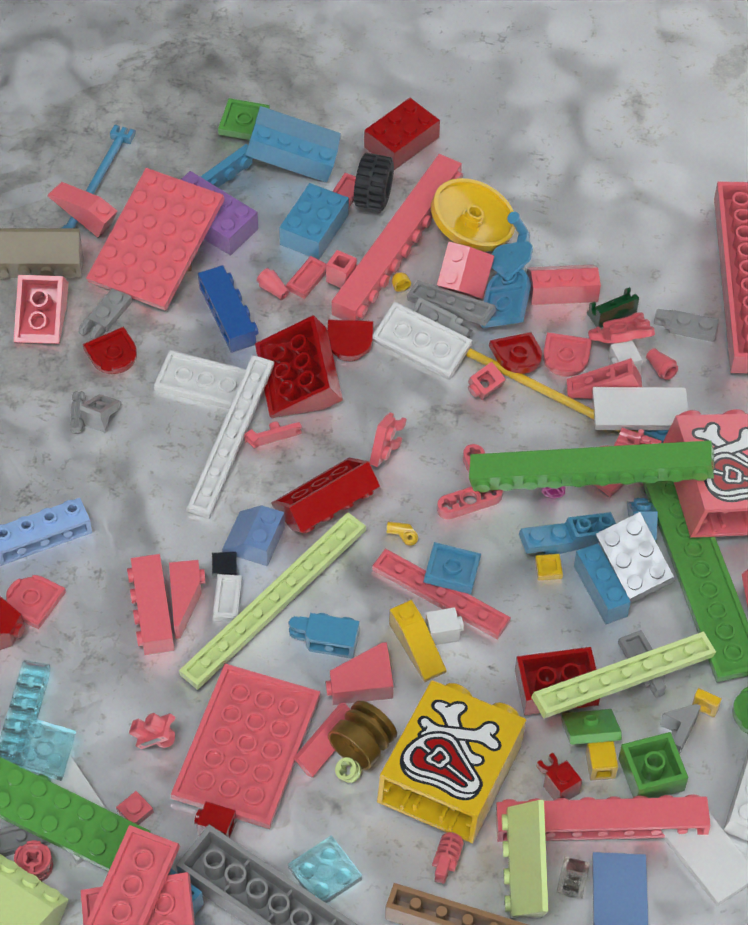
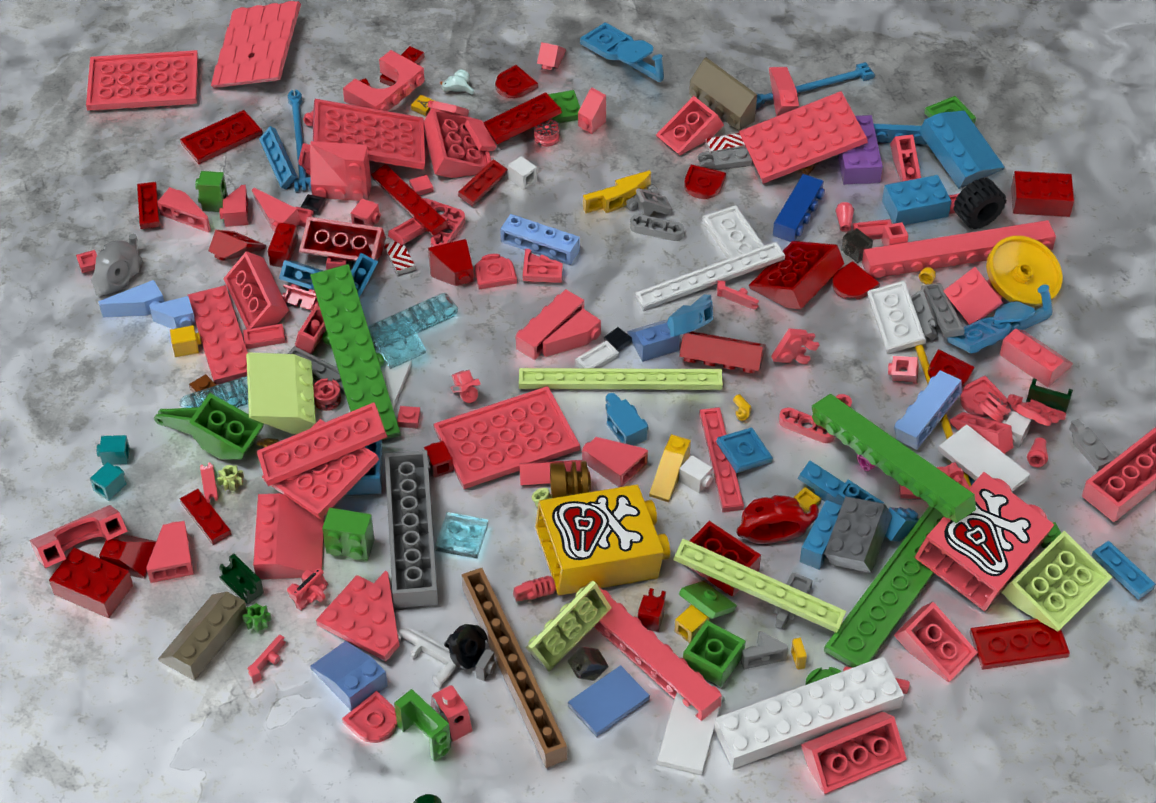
camera: 50 degrees right, 5 degrees down
(56, 427) = (616, 196): none -> yellow slope
(75, 558) = (541, 268): none -> coral wing
(87, 299) = (725, 142): none -> tile
(123, 438) = (645, 220): none -> light grey beam
(262, 191) = (905, 157): none -> coral slope
(276, 484) = (691, 317): none -> dark azure slope
(314, 302) = (855, 243): none -> clear smoke brick
(550, 400) = (928, 409): none -> light blue brick
(554, 605) = (775, 520): none -> red piece
(596, 356) = (994, 407): none -> coral wheel

